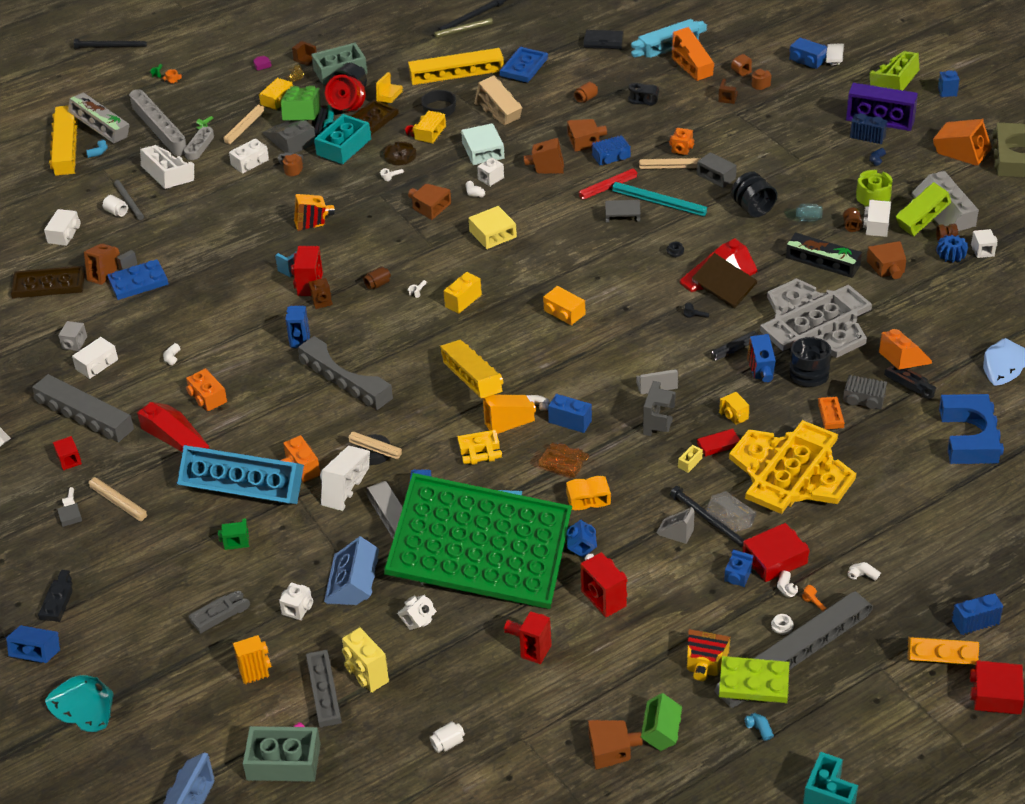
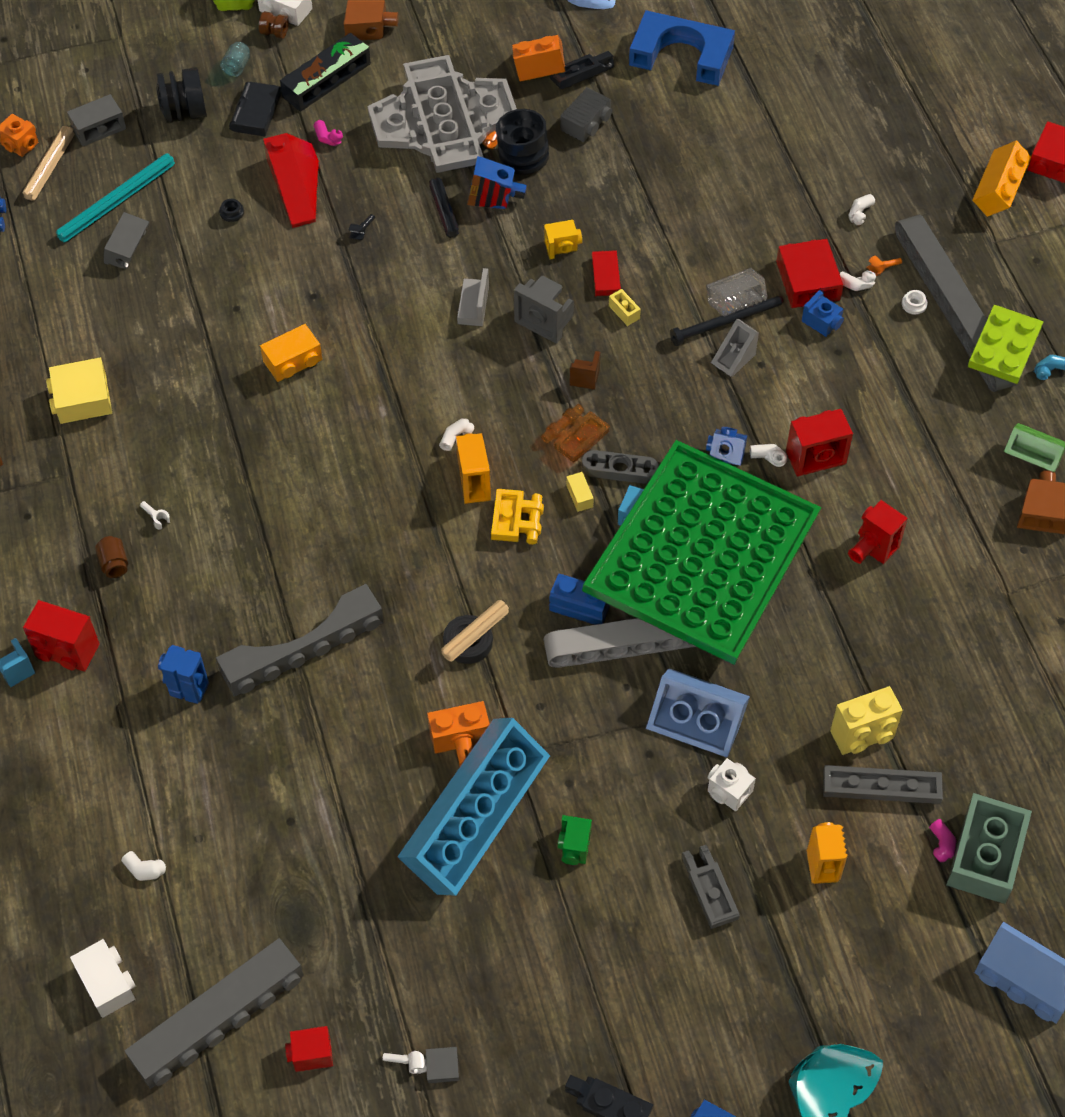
camera: 75 degrees left, 15 degrees up
(72, 336) = (31, 1006): light grey brick -> none
(118, 499) = (435, 990): tan axle -> none
(169, 426) = (311, 891): red wedge -> none
(206, 390) = (255, 828): orange brick -> none
(320, 293) = (111, 635): reddish brown brick -> none
(342, 475) = (516, 680): white wedge -> none
(417, 612) = (794, 649): white brick -> none
(447, 737) = (997, 665): white brick -> none
(462, 292) = (202, 460): yellow brick -> none
(471, 369) = (389, 478): yellow brick -> none
(514, 474) = (580, 491): none -> light yellow piece
(548, 483) = (602, 457): none -> dark grey beam
(570, 413) = (500, 401): blue brick -> none
(588, 493) = (647, 421): light orange brick -> none
(607, 184) = (51, 242): red axle -> none
(619, 452) = (585, 373): none -> reddish brown panel
(706, 653) = (942, 382): torso -> none
(724, 280) = (328, 177): dark brown tile -> none
(766, 273) = (331, 138): none -> dark pink arm
(771, 235) = (255, 108): none -> black piece
(792, 467) = (686, 215): yellow plate -> none
(831, 413) = (603, 155): orange plate -> none
(977, 613) = (955, 135): blue brick -> none

